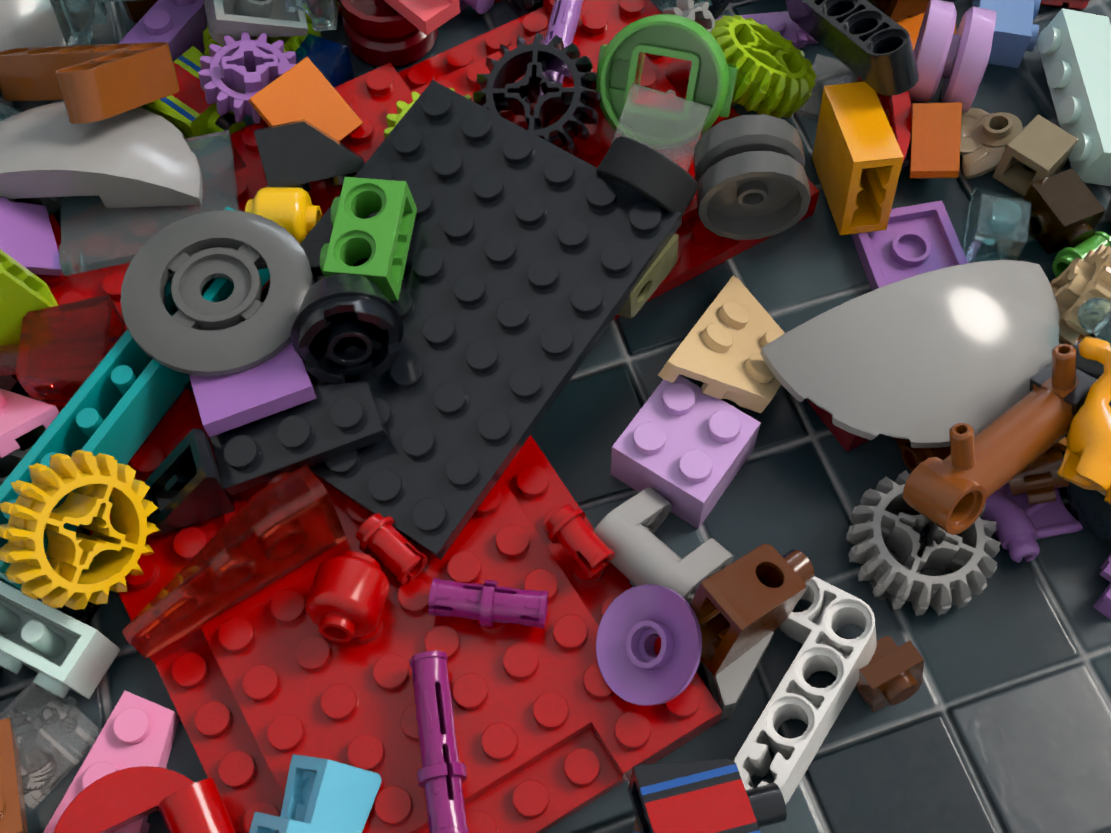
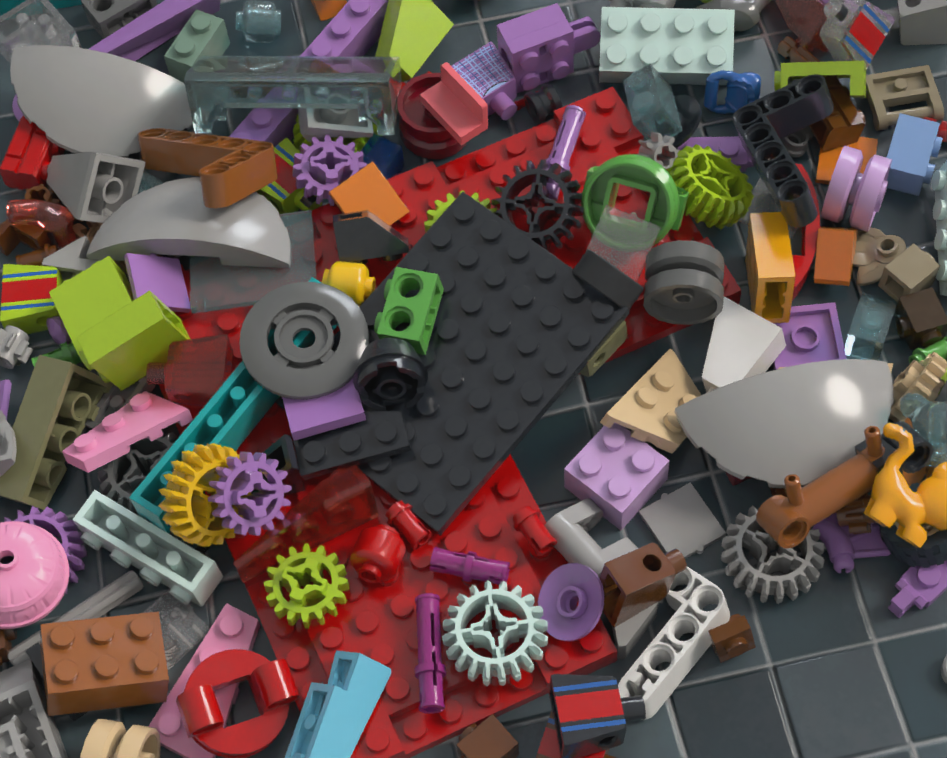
camera: 10 degrees right, 0 degrees up
(133, 499) = (243, 477): none -> medium lavender gear
(251, 678) = (314, 599): none -> lime gear
(515, 710) = (509, 628): none -> light aqua gear
(784, 508) = (682, 522): none -> light grey piece
(831, 262) = (740, 346): none -> white slope

